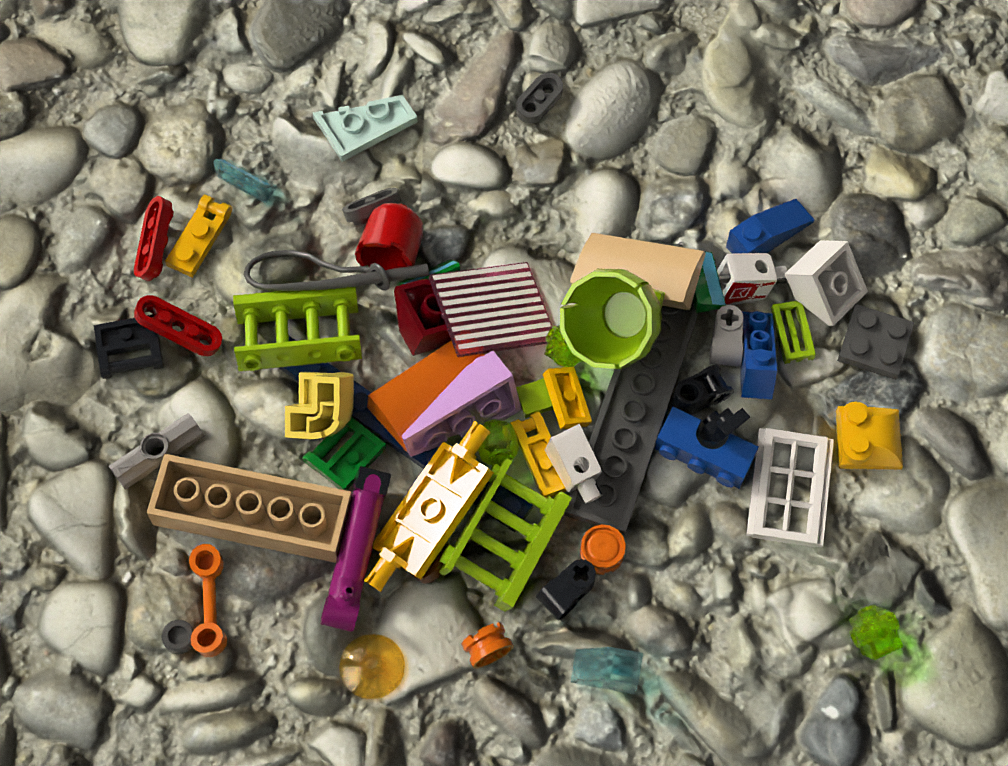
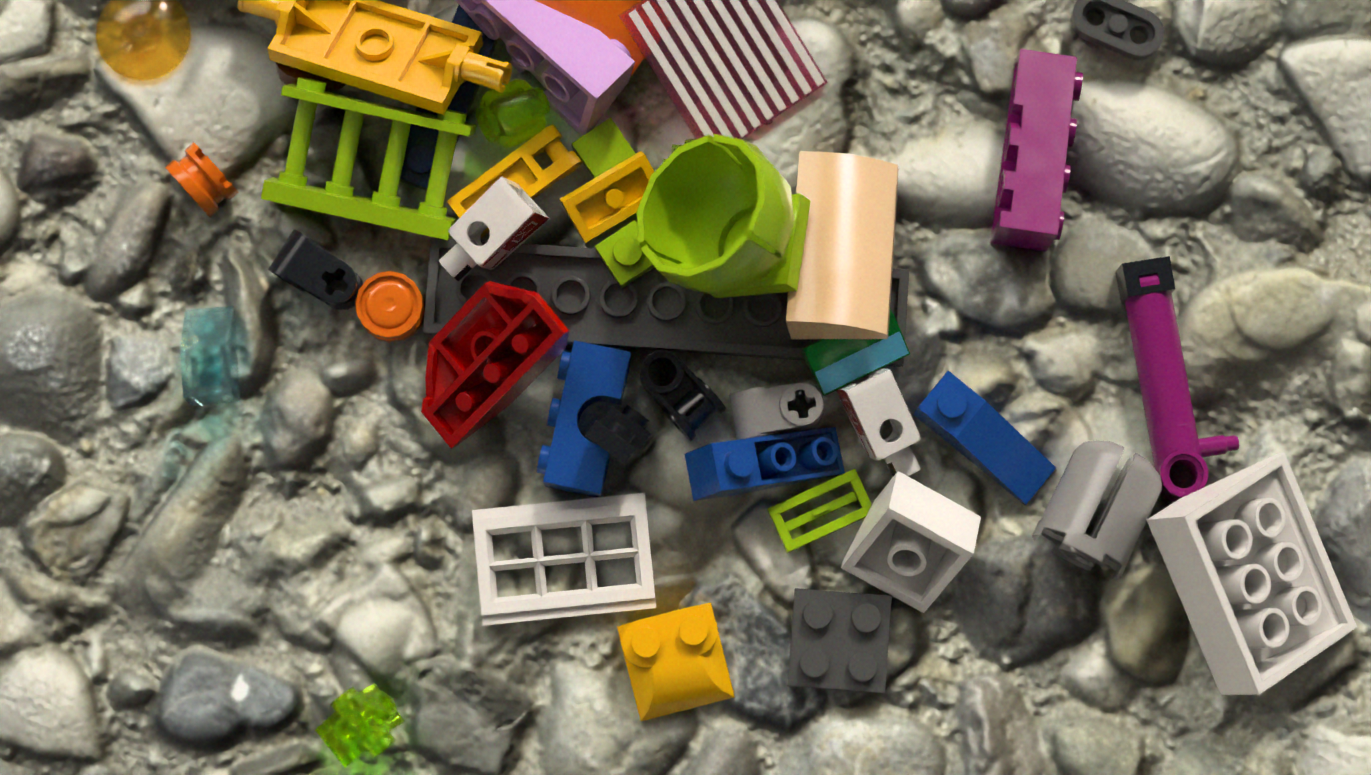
camera: 75 degrees right, 15 degrees up
(606, 156) = (1035, 150): none -> magenta wedge
(608, 394) = (623, 255): none -> lime plate
(656, 488) = (488, 358): none -> red wedge
(760, 127) = (1162, 375): none -> magenta piece
(830, 173) = (1121, 517): none -> light grey cylinder
(889, 108) = (1252, 576): none -> white slope

